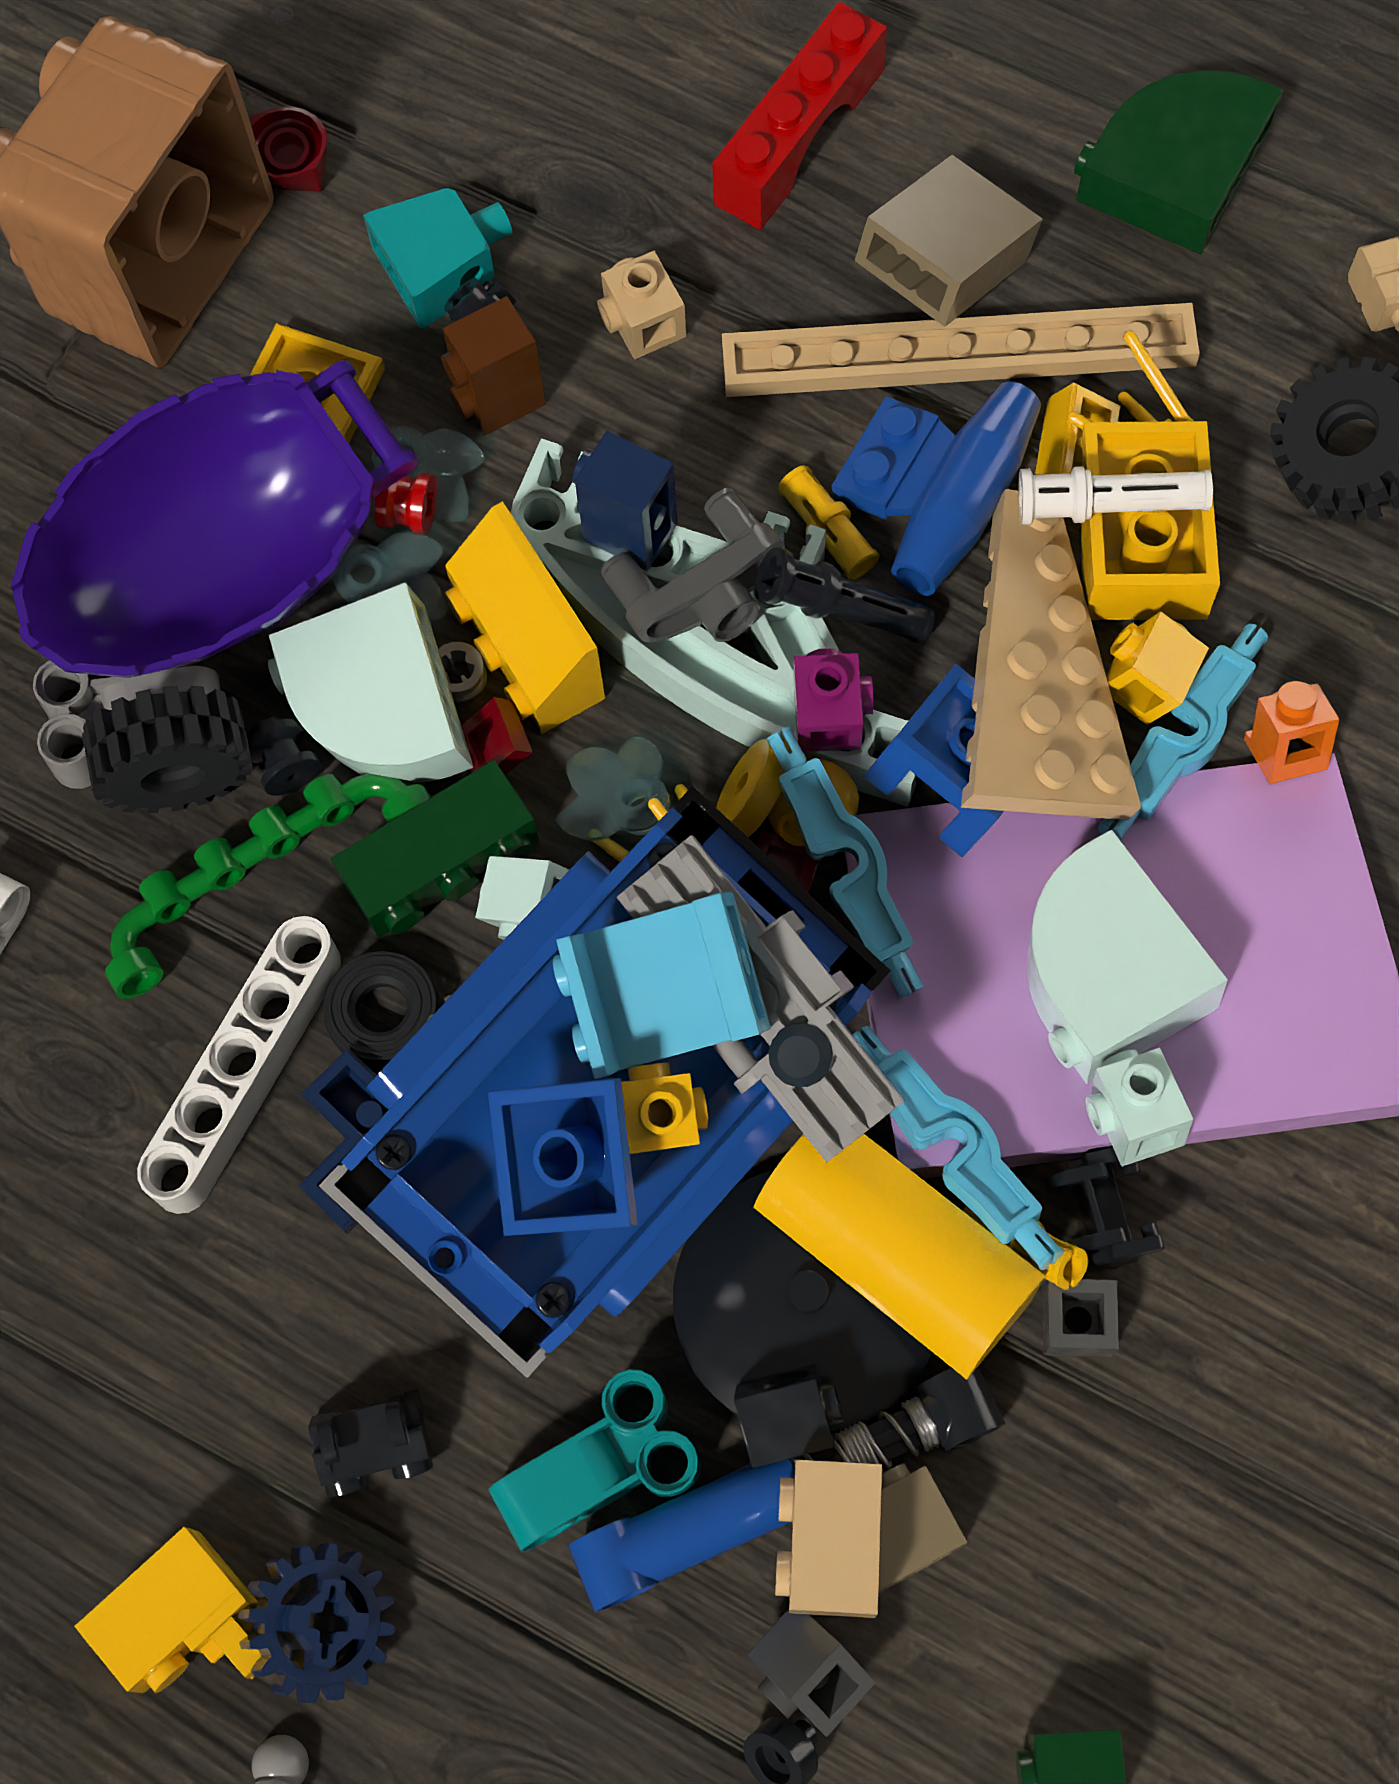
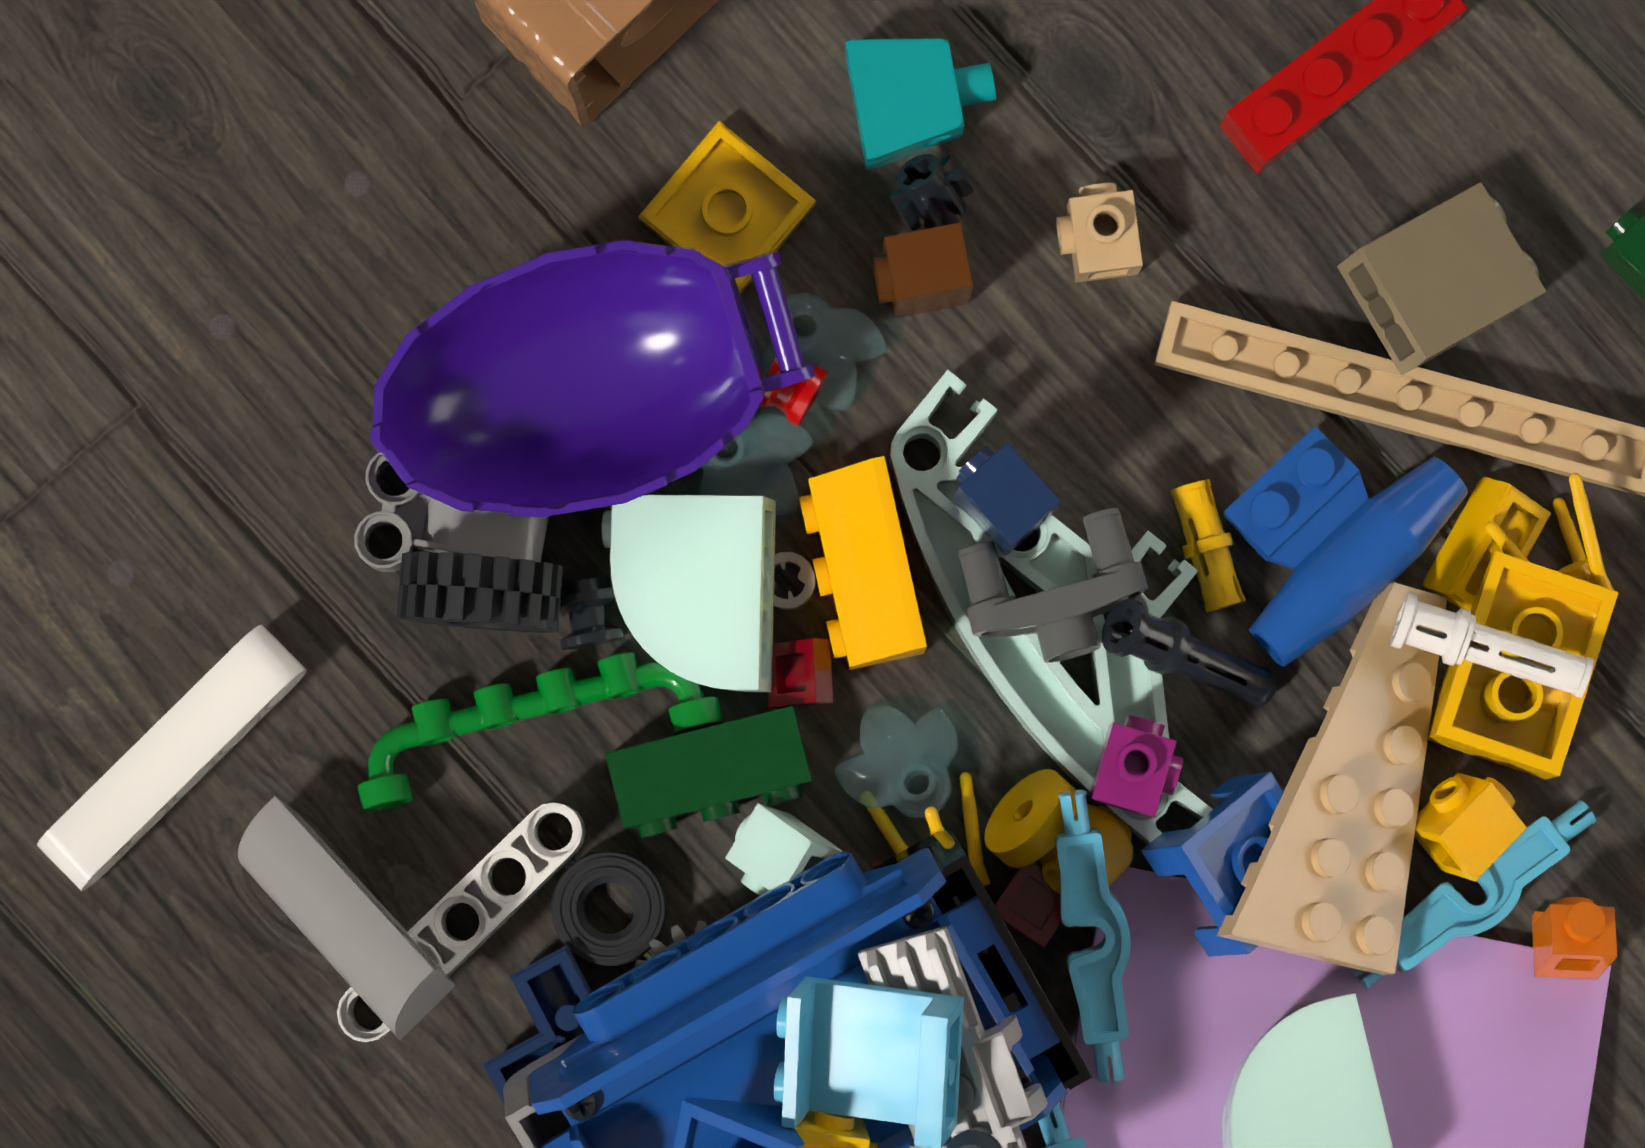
camera: 15 degrees right, 15 degrees up
(118, 1088) = (342, 918): none -> light grey brick

